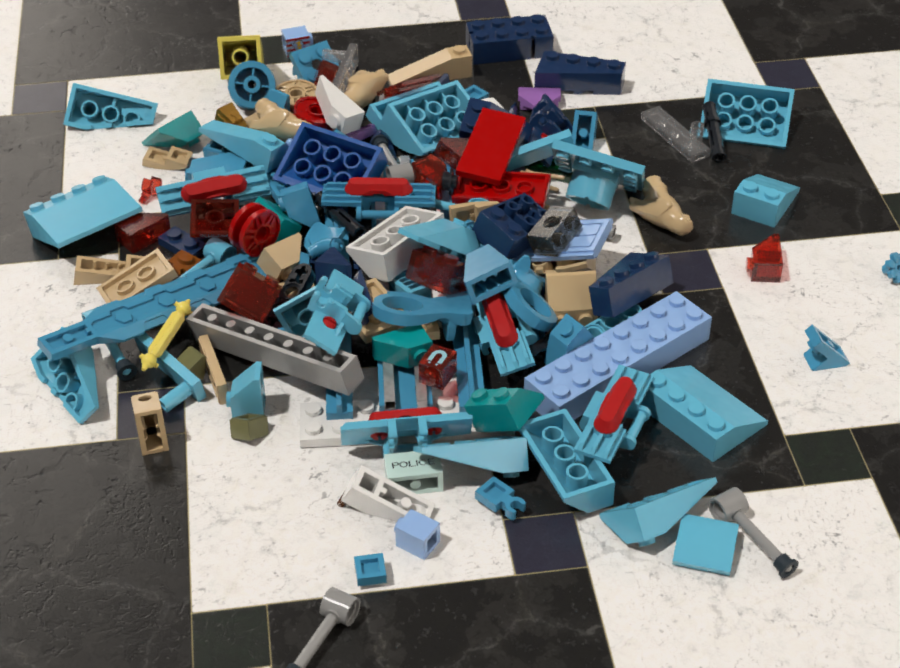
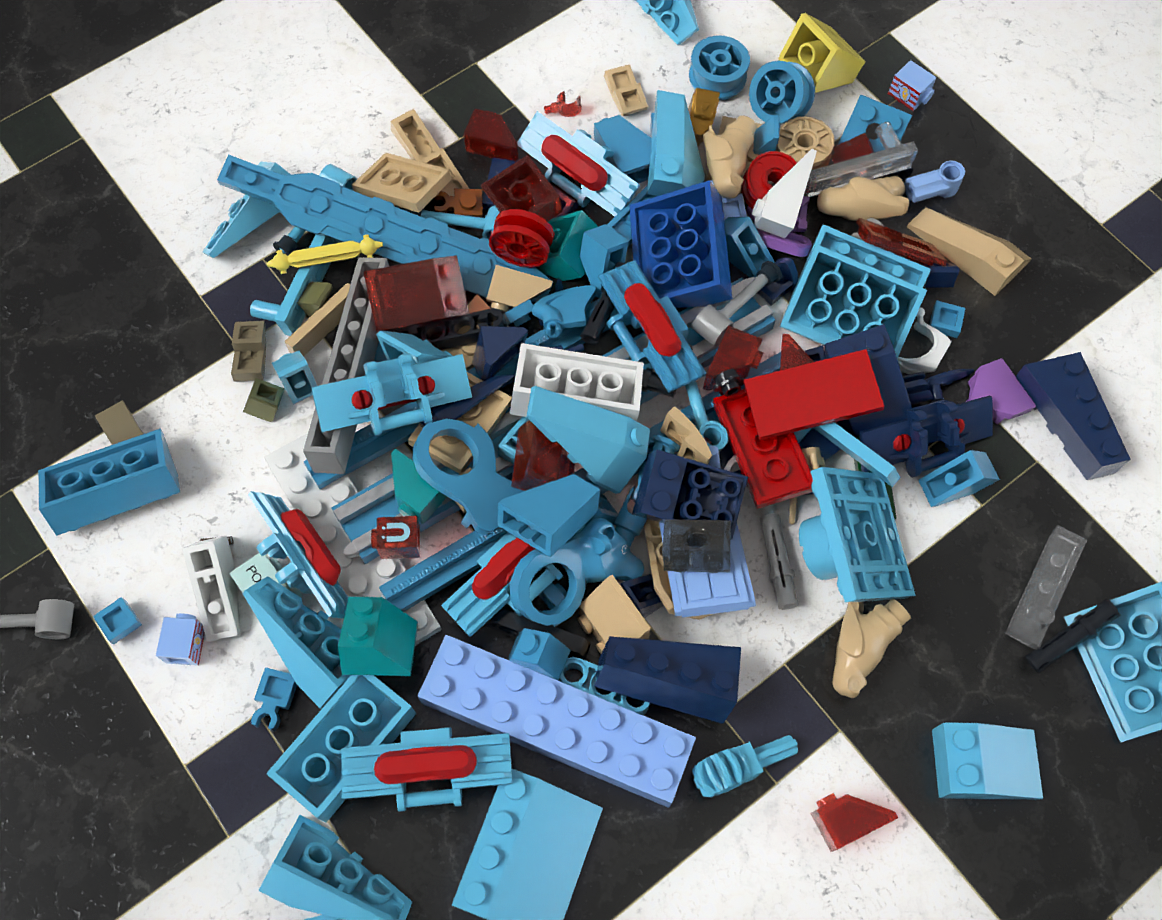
camera: 60 degrees right, 25 degrees up
(80, 211) = (473, 73): medium azure slope -> none
(149, 414) = (214, 309): tan torso -> none
(176, 133) = (663, 72): teal slope -> none
(193, 421) = (249, 350): none -> dark tan slope
(199, 99) = (719, 65): none -> dark azure wheel
(208, 513) = (118, 423): none -> dark tan slope
(246, 532) = (107, 482): none -> dark azure slope
(377, 57) = (939, 182): none -> light blue piece
(508, 38) = (1088, 293): dark blue piece -> none
(705, 289) = (739, 765): none -> medium azure gear

